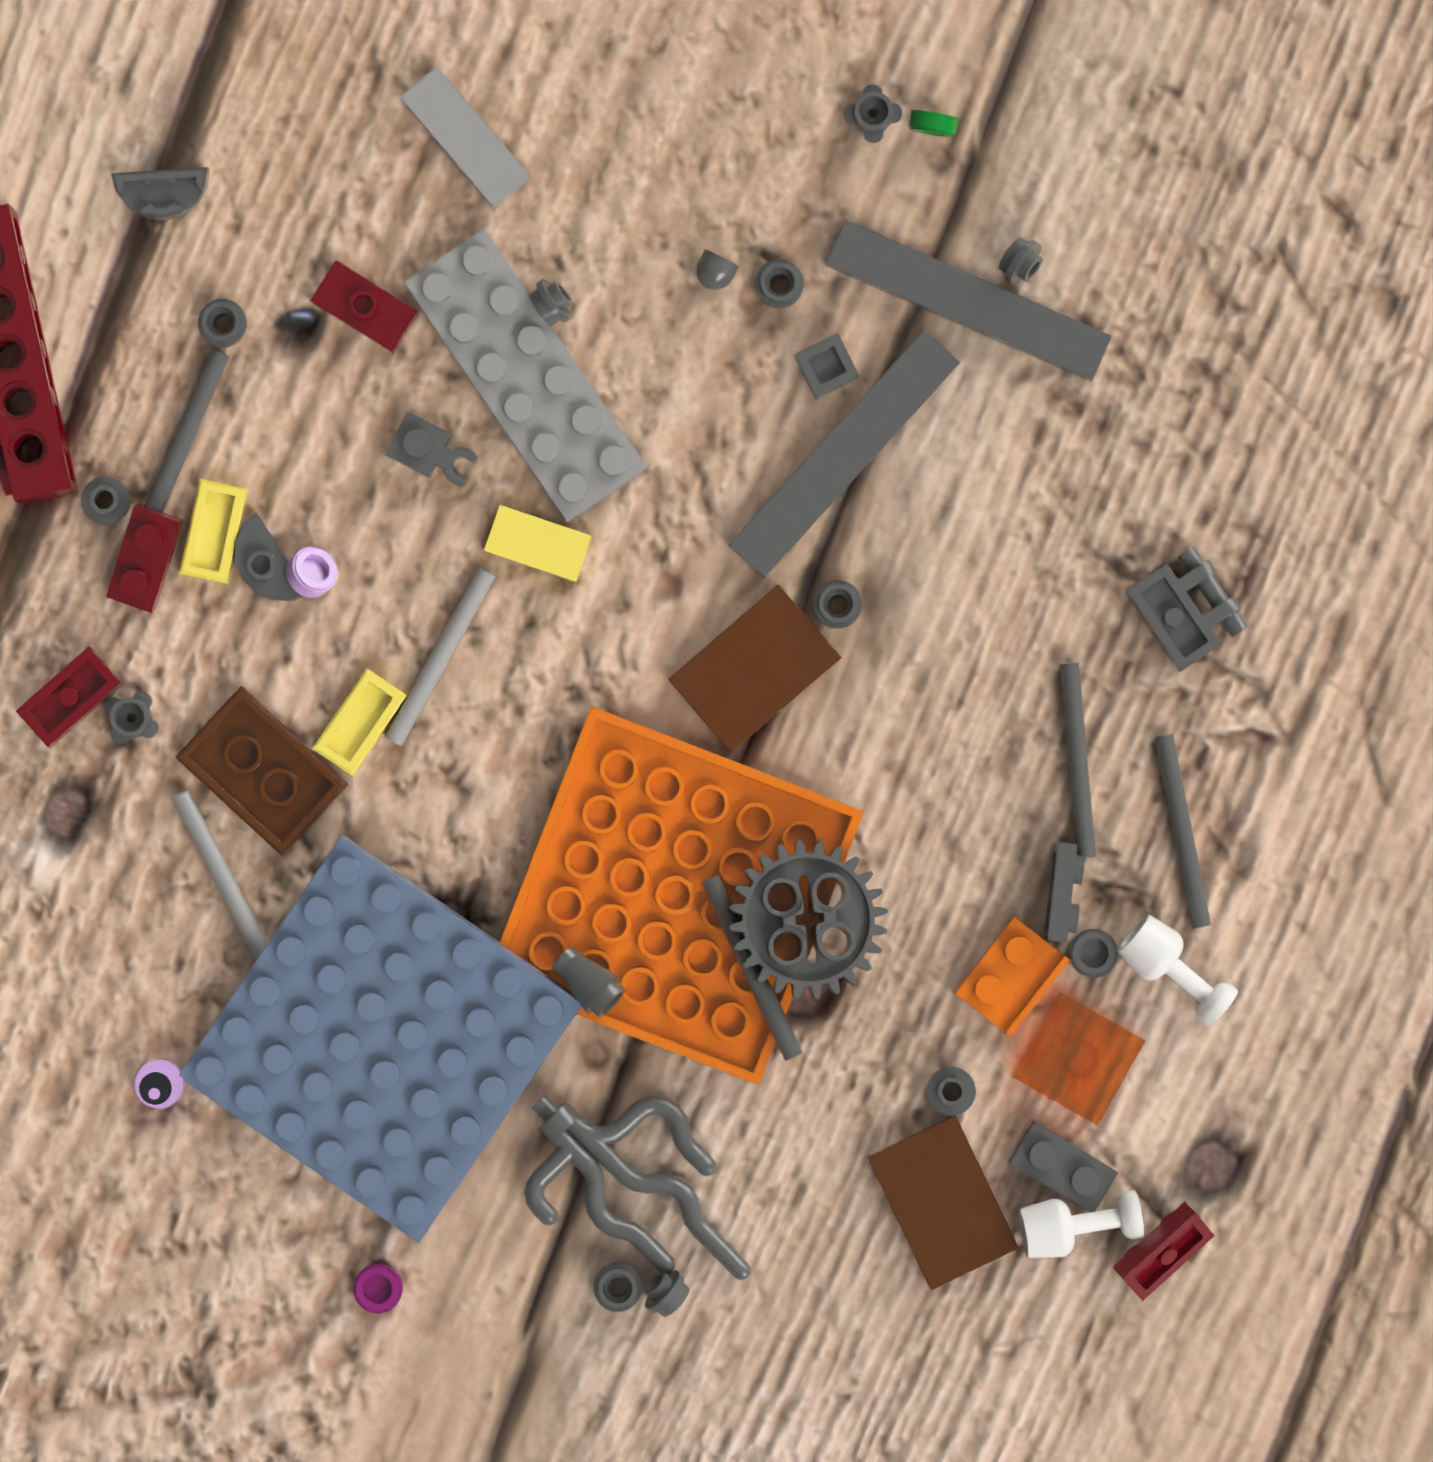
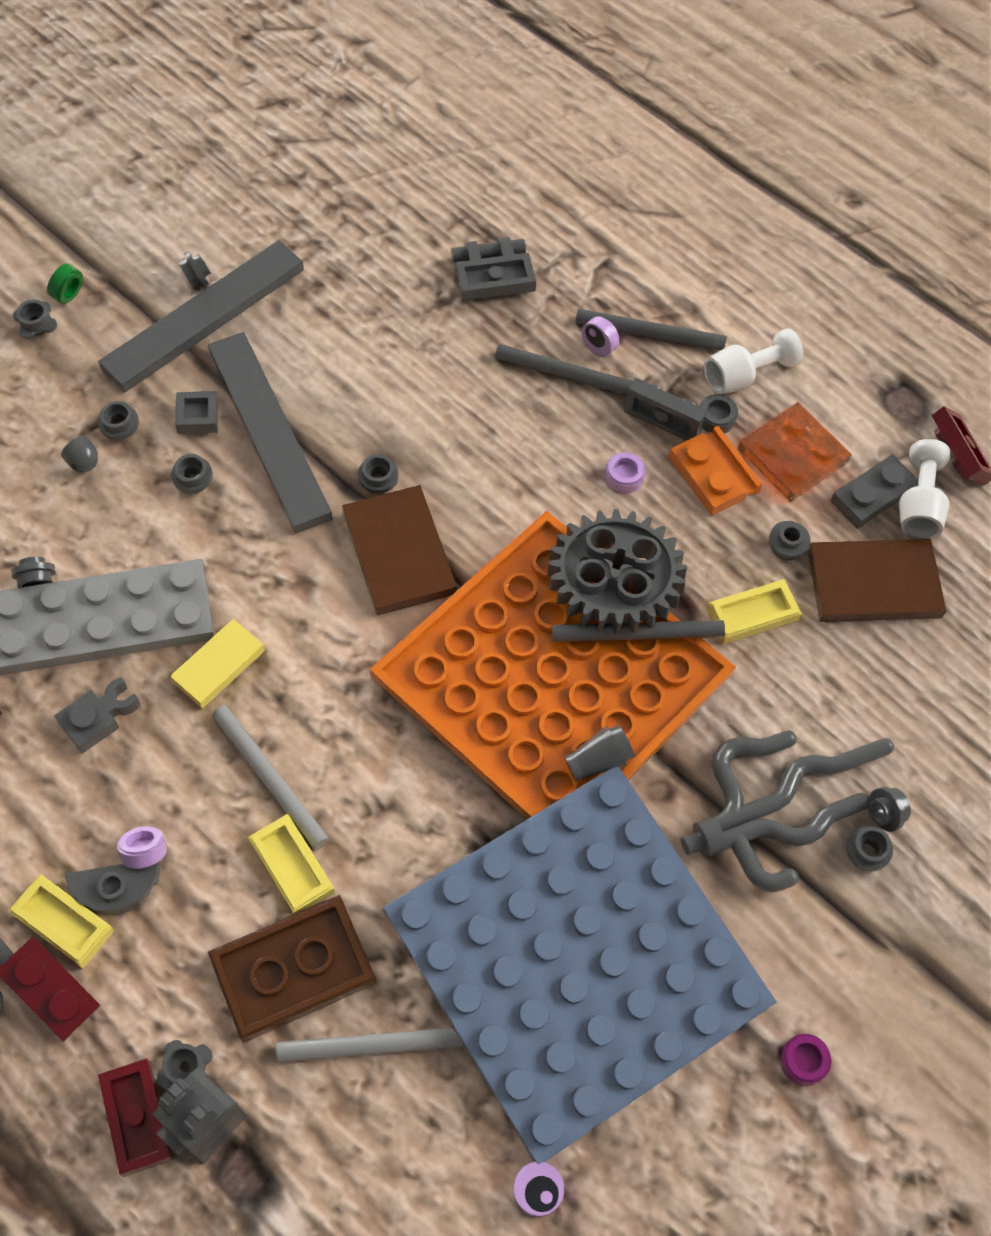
camera: 70 degrees left, 25 degrees down
(85, 759) = (197, 1116): none -> dark grey hinge
(747, 385) = (189, 465): none -> dark grey plate
(845, 1081) = (755, 610): none -> light yellow tile
(964, 876) = (625, 472): none -> lavender tile
(1136, 778) = (600, 336): none -> lavender tile

